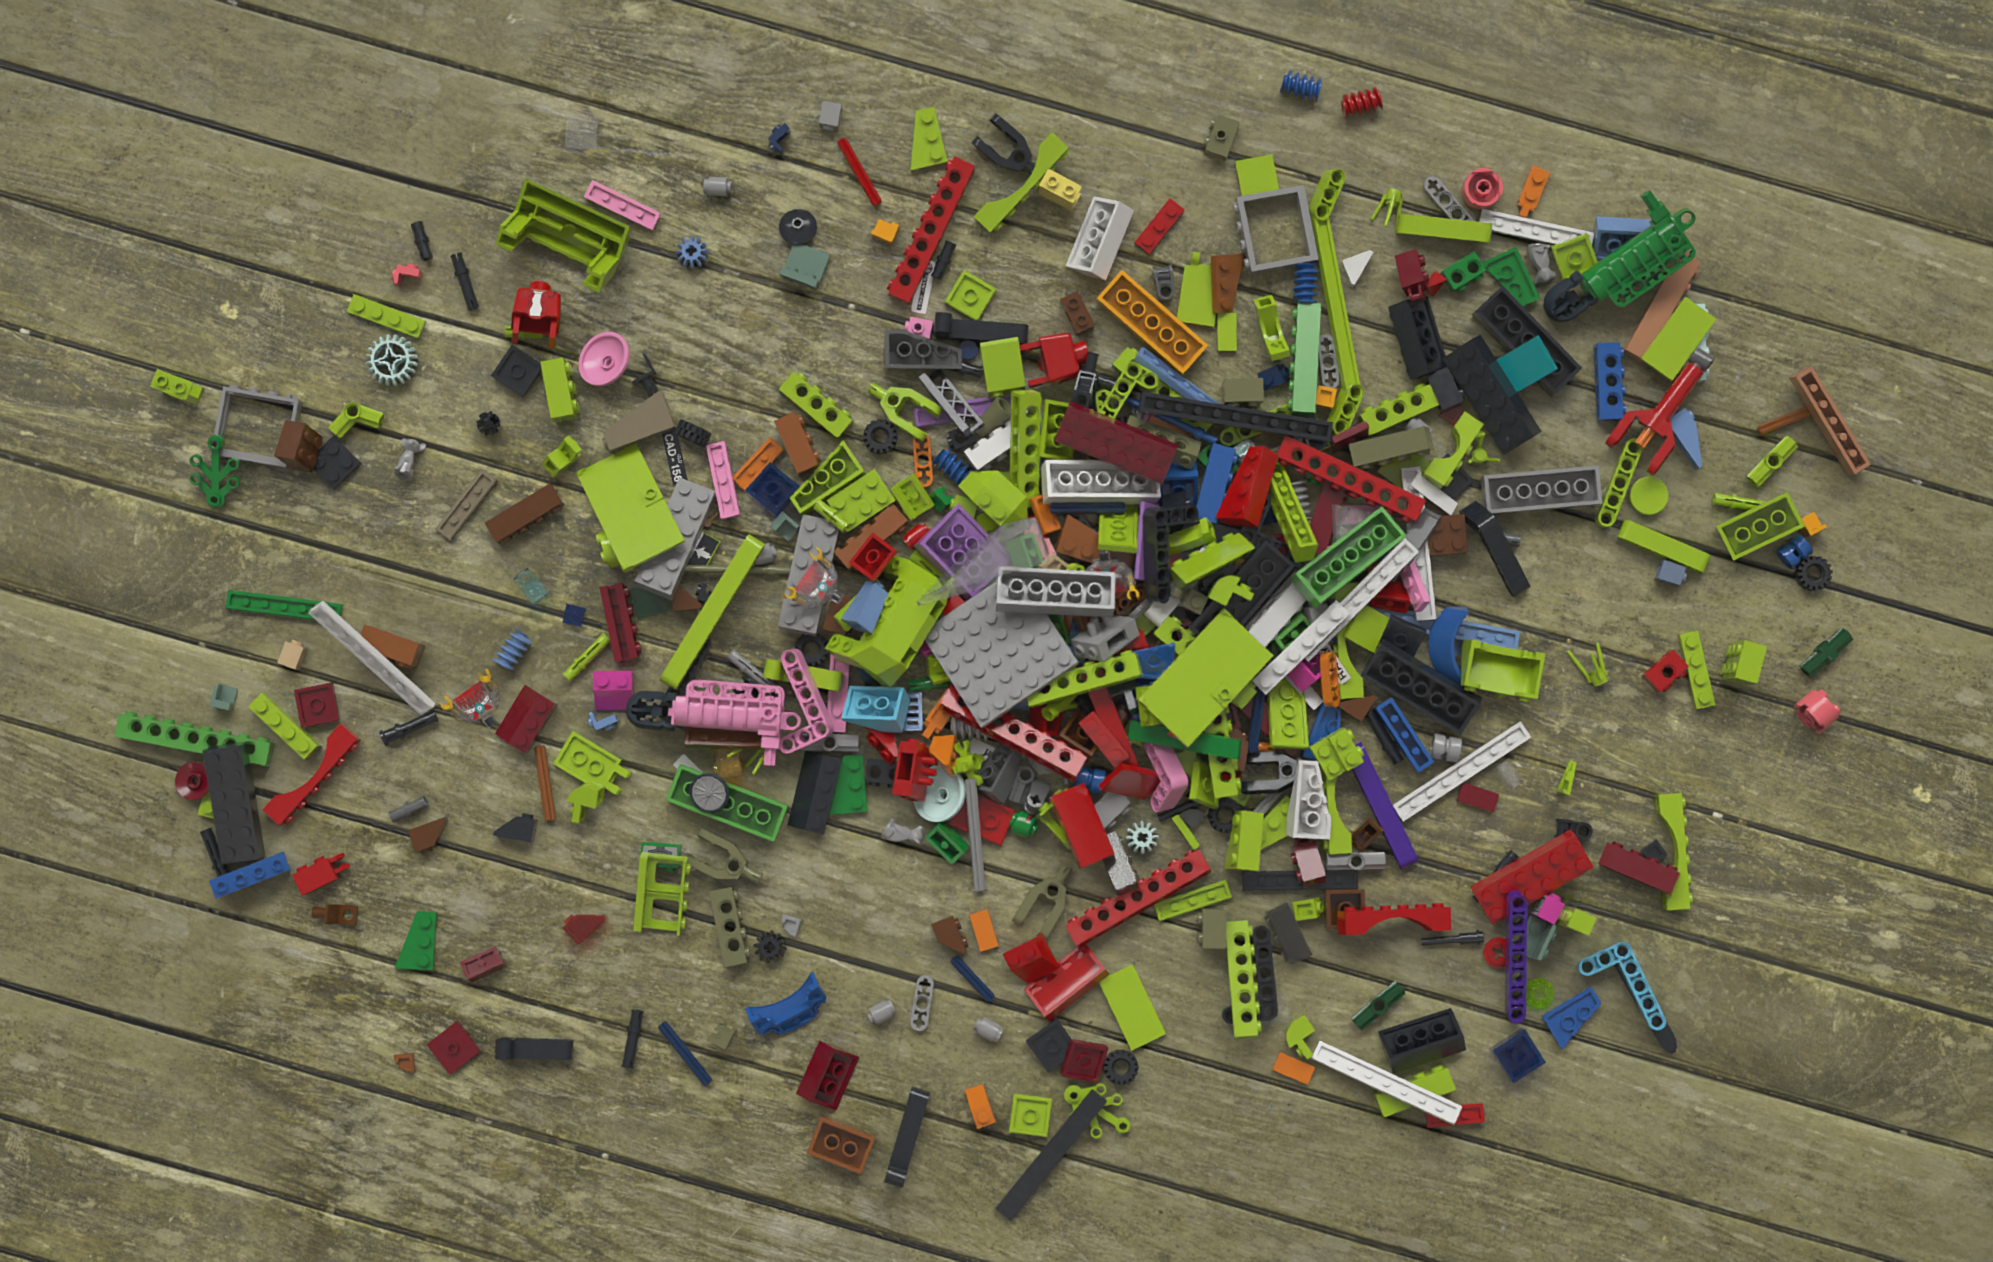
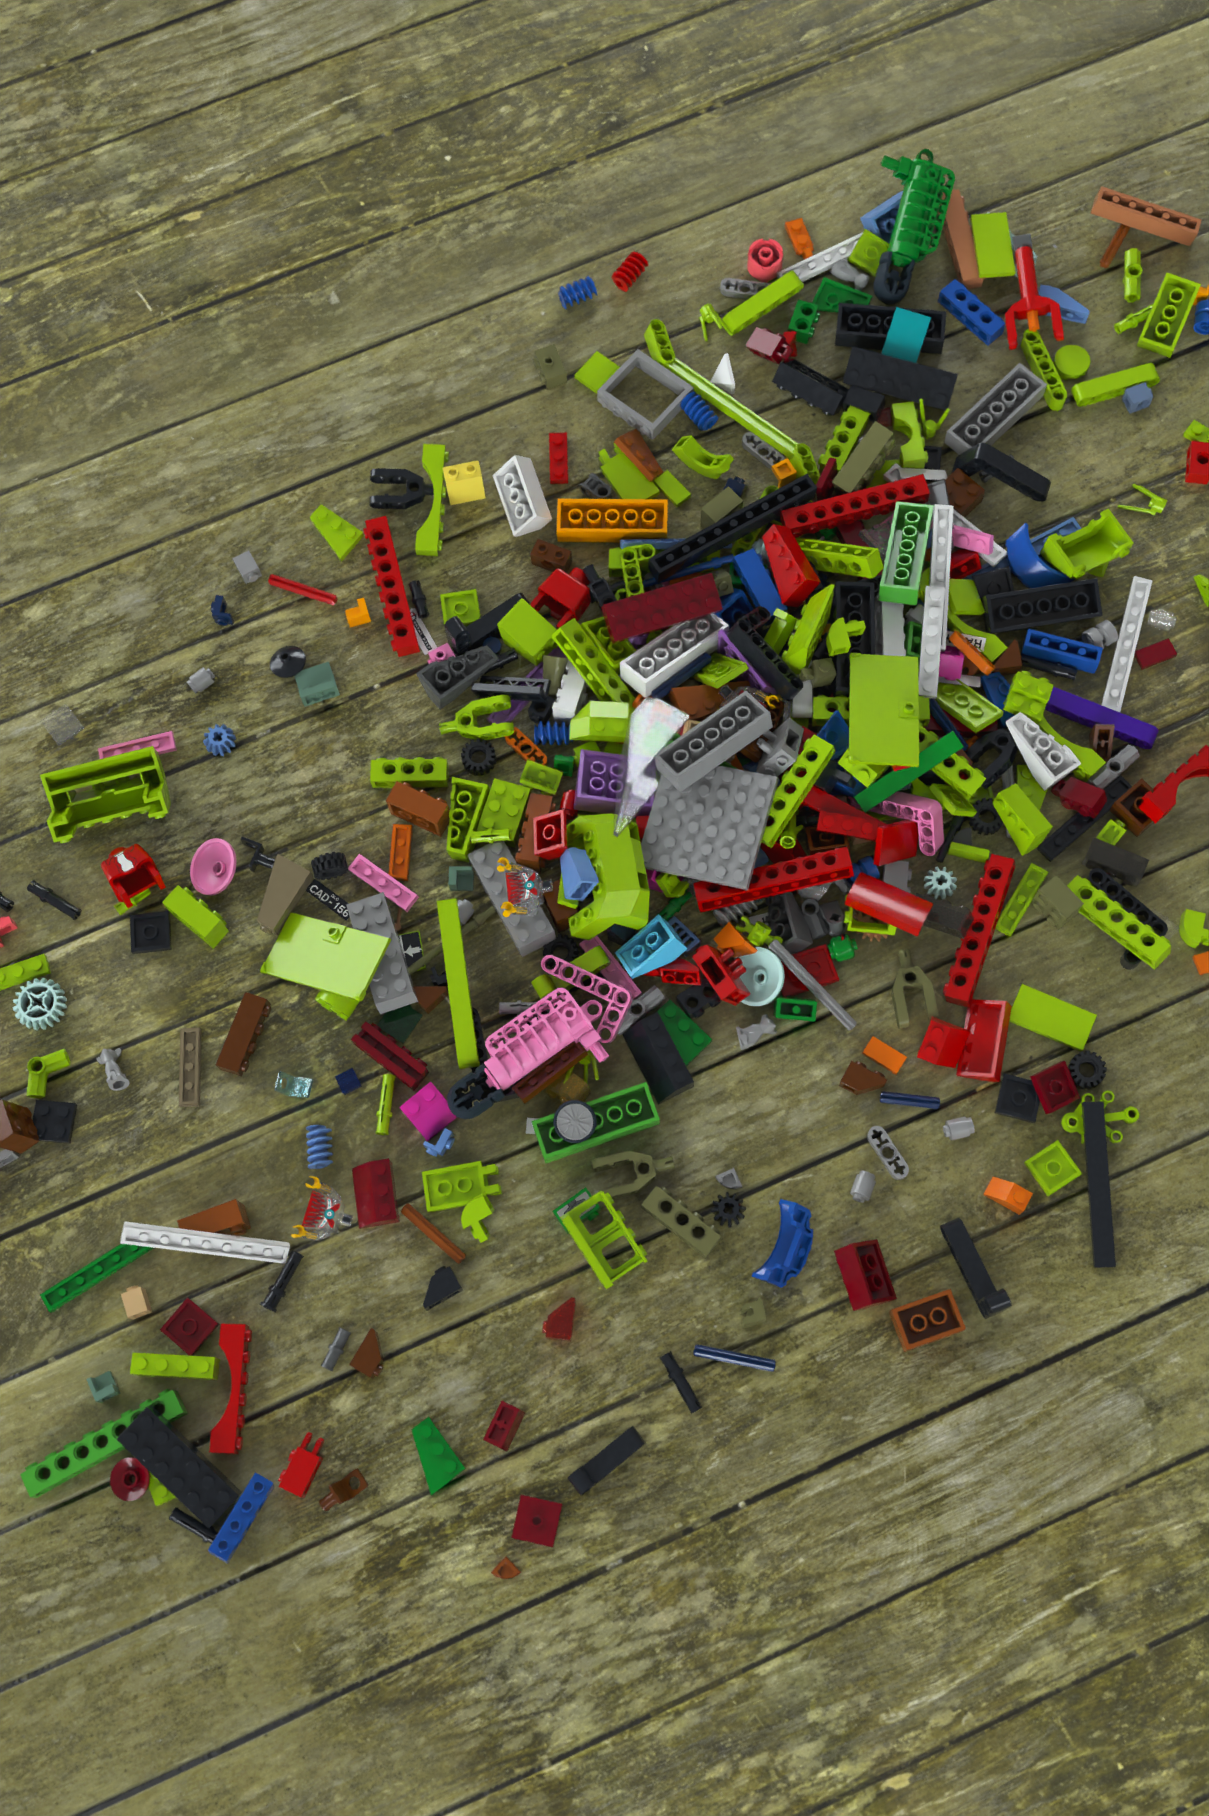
camera: 30 degrees left, 15 degrees down
(488, 423) = (158, 988): black gear -> none
(562, 457) = (240, 965): lime brick -> none
(772, 490) = (428, 858): clear blue brick -> none
(936, 719) = (703, 923): orange hinge -> none
(1305, 359) = (746, 455): bright green brick -> none

